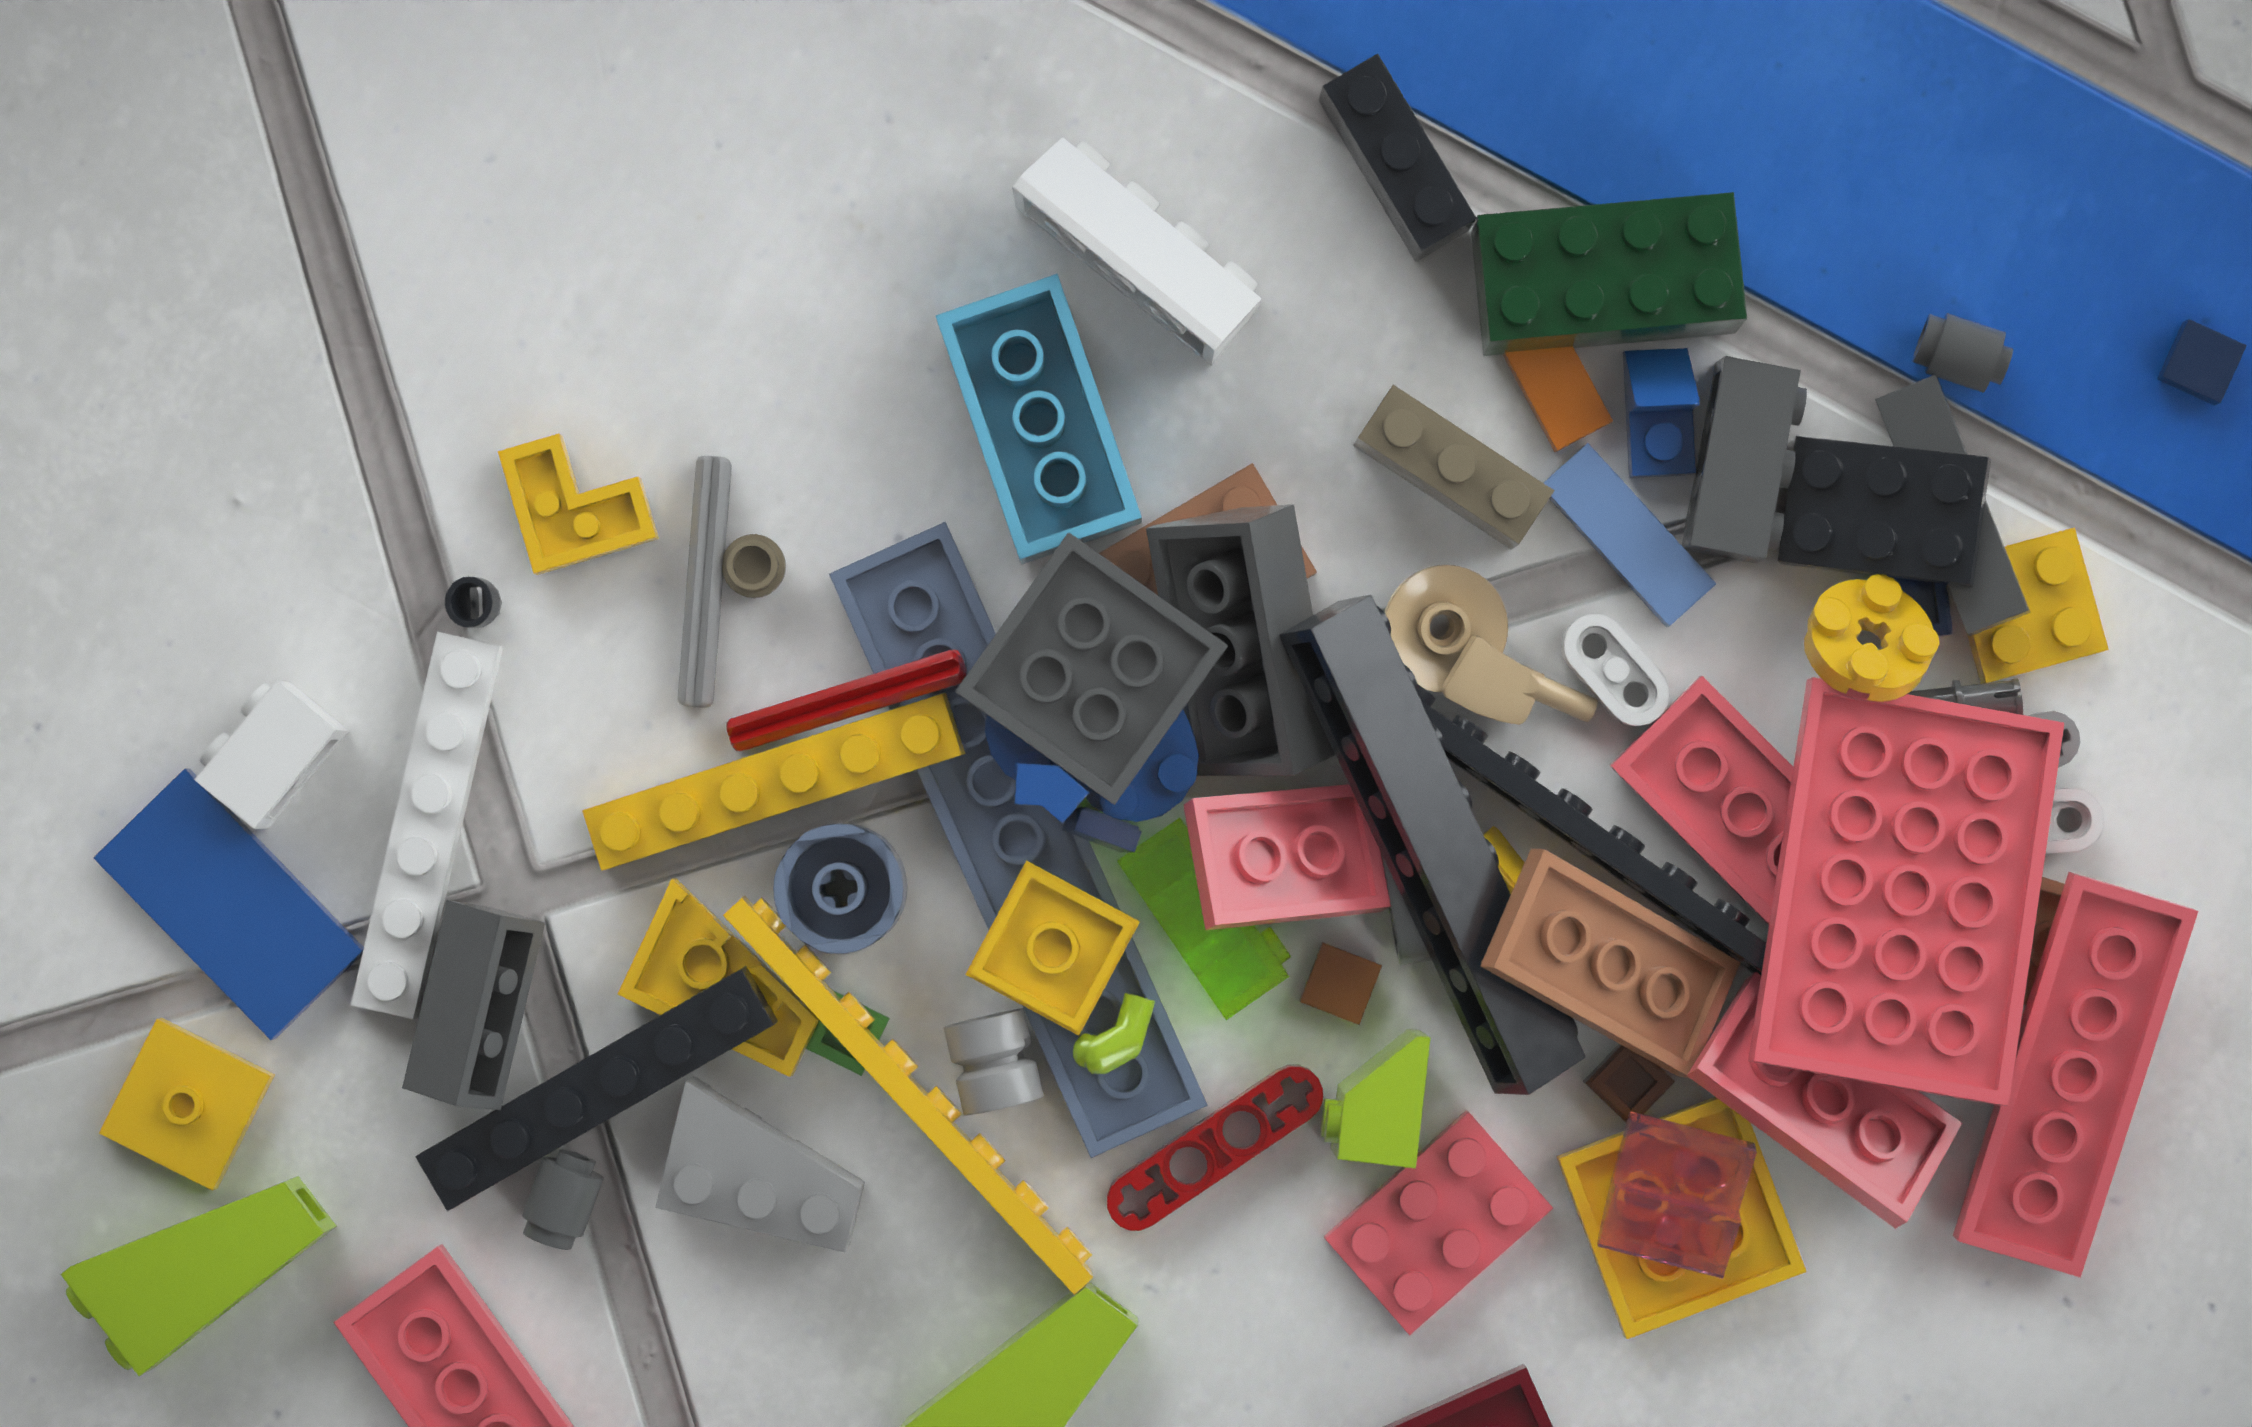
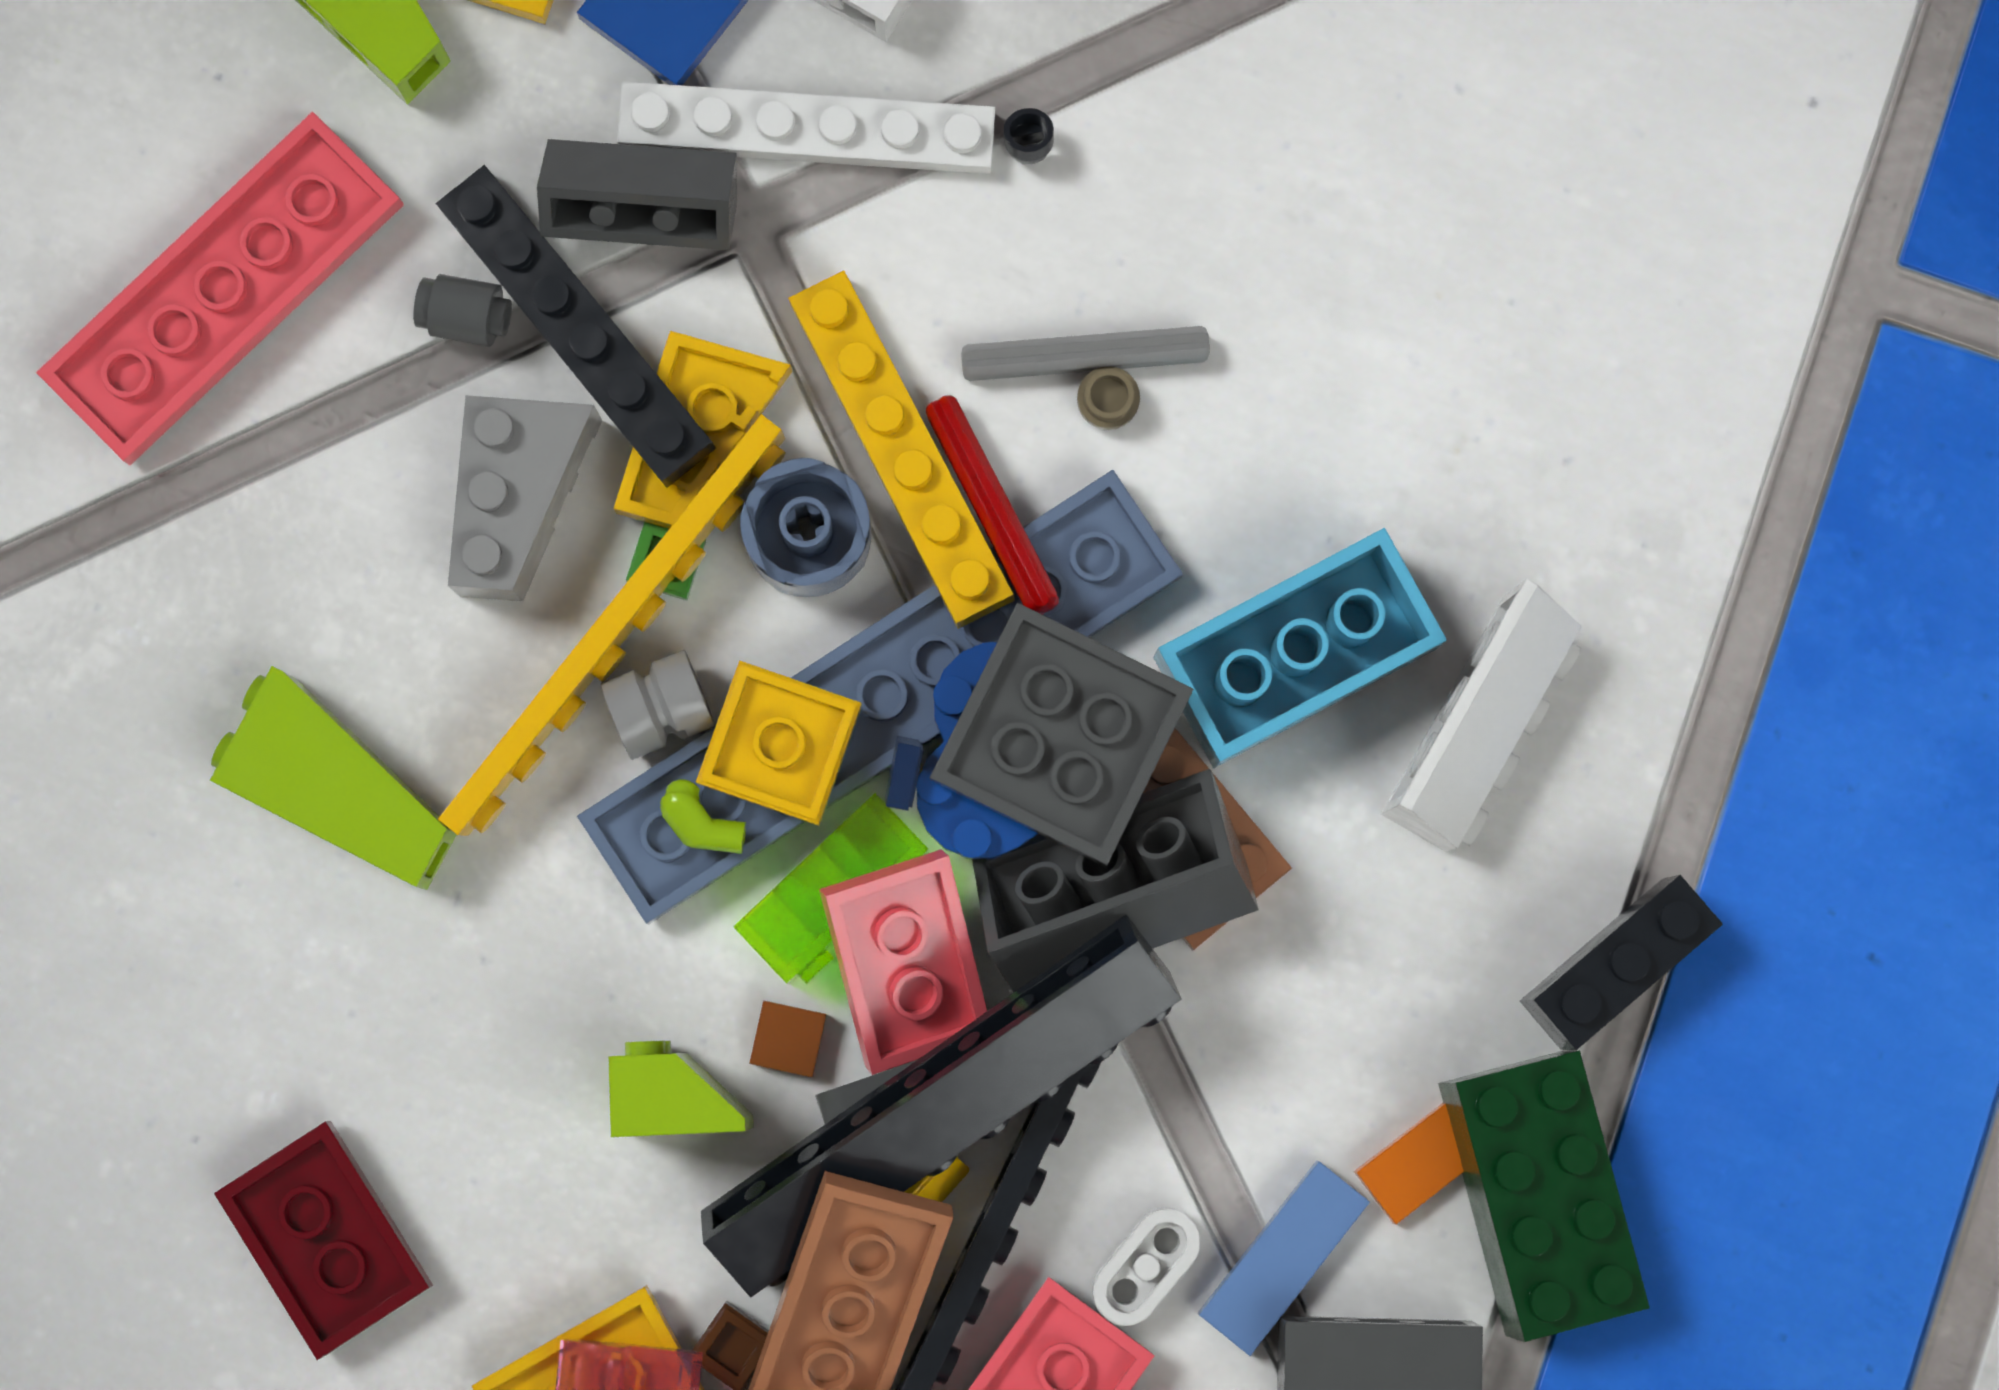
camera: 75 degrees right, 5 degrees down
(567, 525) = (1119, 213): yellow plate -> none
(1049, 788) = (936, 711): blue piece -> none
(1209, 1139) = (601, 943): red beam -> none
(1438, 1222) = (563, 1176): coral plate -> none
(1453, 467) = (1322, 1067): dark tan brick -> none
(1464, 599) = (1160, 1118): tan dish -> none
(1505, 689) = (1107, 1159): tan piece -> none
(1660, 412) = (1412, 1271): blue slope -> none

